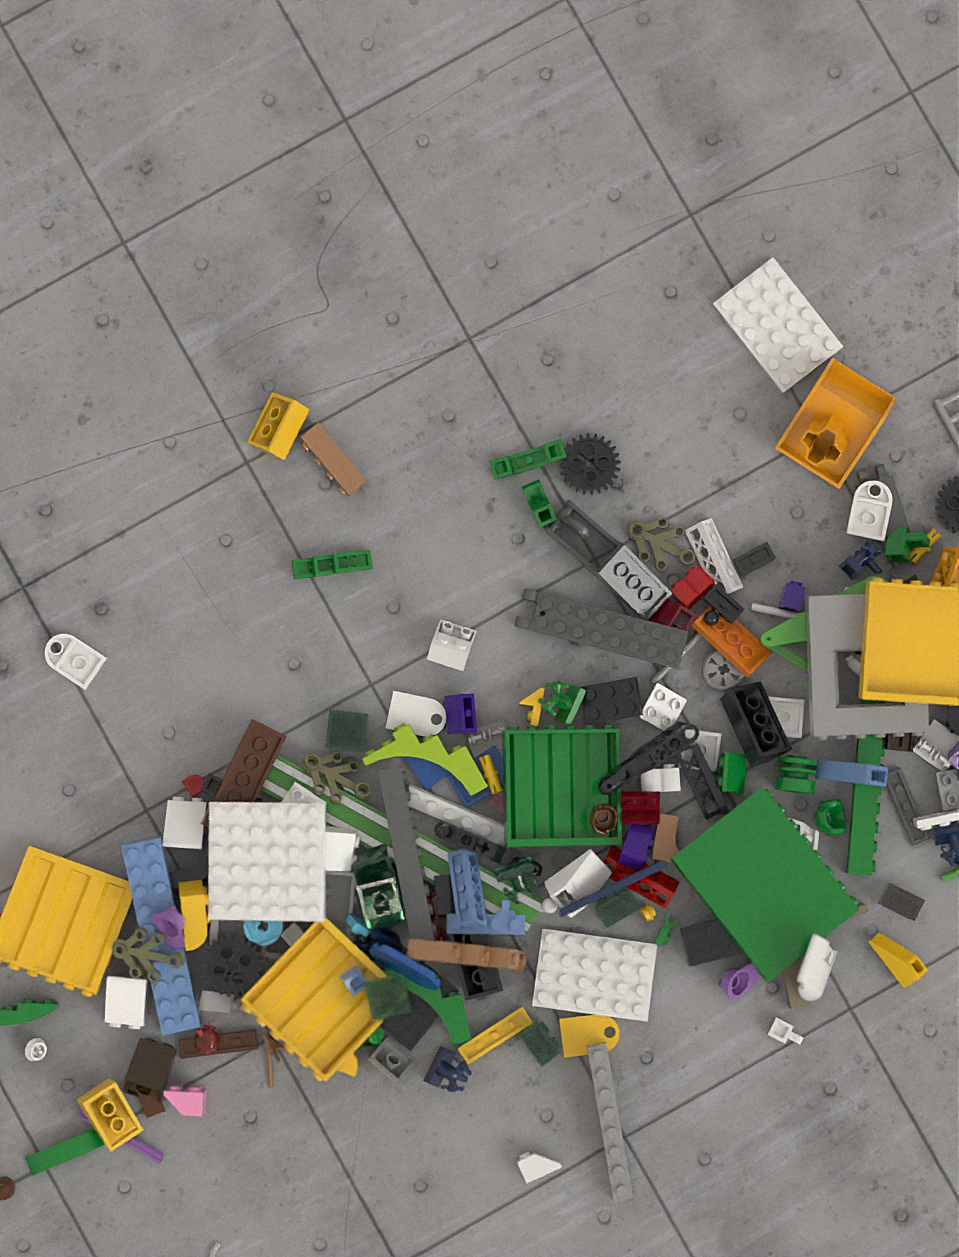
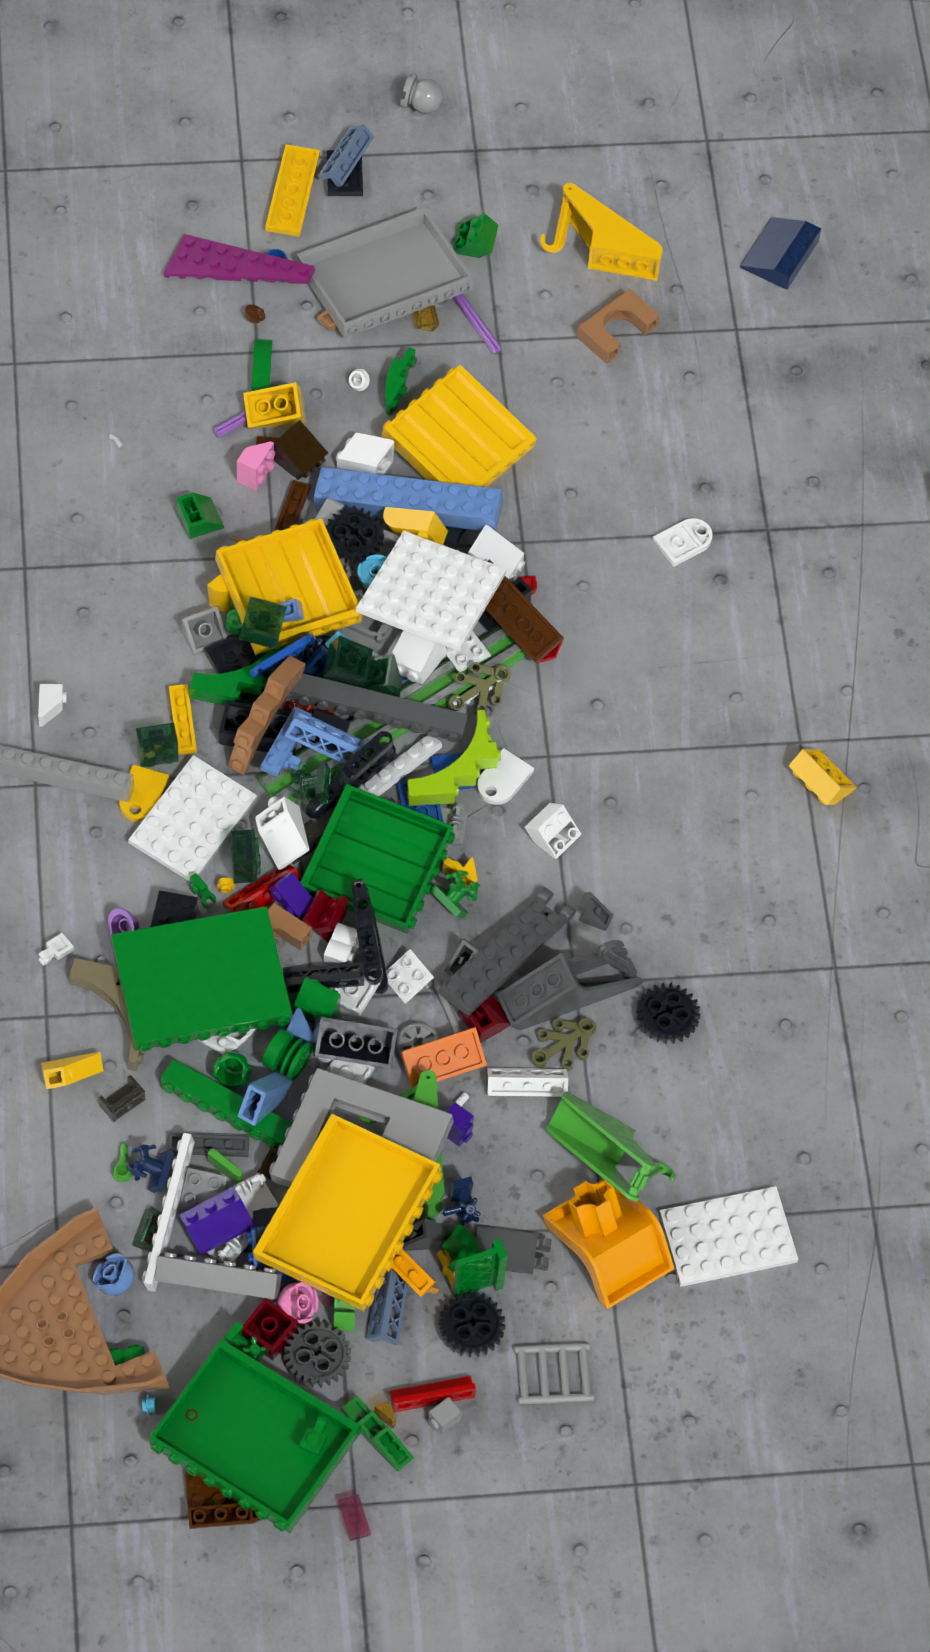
camera: 105 degrees right, 25 degrees down
(144, 954) = (411, 463): olive plant -> none
(171, 924) = (414, 499): medium lavender piece -> none
(207, 1039) = (299, 500): clear red head -> none
(266, 1127) = (198, 514): none -> green slope
(331, 564) = (674, 767): green slope -> none
(334, 460) = (770, 806): medium nougat brick -> none
(347, 731) = (515, 713): clear green brick -> none
(442, 1068) = (171, 665): dark blue piece -> none
(460, 714) = (485, 808): dark purple brick -> none
(490, 774) = (424, 808): yellow pin -> none
(519, 570) = (594, 912): none -> dark grey slope
(528, 459) = (696, 961): green slope -> none
(538, 503) = (649, 954): green brick -> none
(603, 818) = (331, 872): reddish brown hair -> none
(611, 888) = (264, 850): dark blue tile -> none
(612, 701) = (436, 935): black plate -> none
(626, 666) = (461, 956): none -> dark grey slope
(692, 587) = (508, 1048): red brick -> none
(722, 605) = (479, 1062): black plate -> none
(754, 559) = (510, 1115): pearl dark grey plate -> none
(758, 461) = (602, 1144): none -> bright green piece
(762, 778) = (300, 1027): none -> medium blue slope
(816, 969) = (101, 981): white slope -> none
(870, 513) = (510, 1228): white tile -> none
(922, 780) = (225, 1166): none -> bright green tile
(929, 512) = (481, 1270): none -> green fence

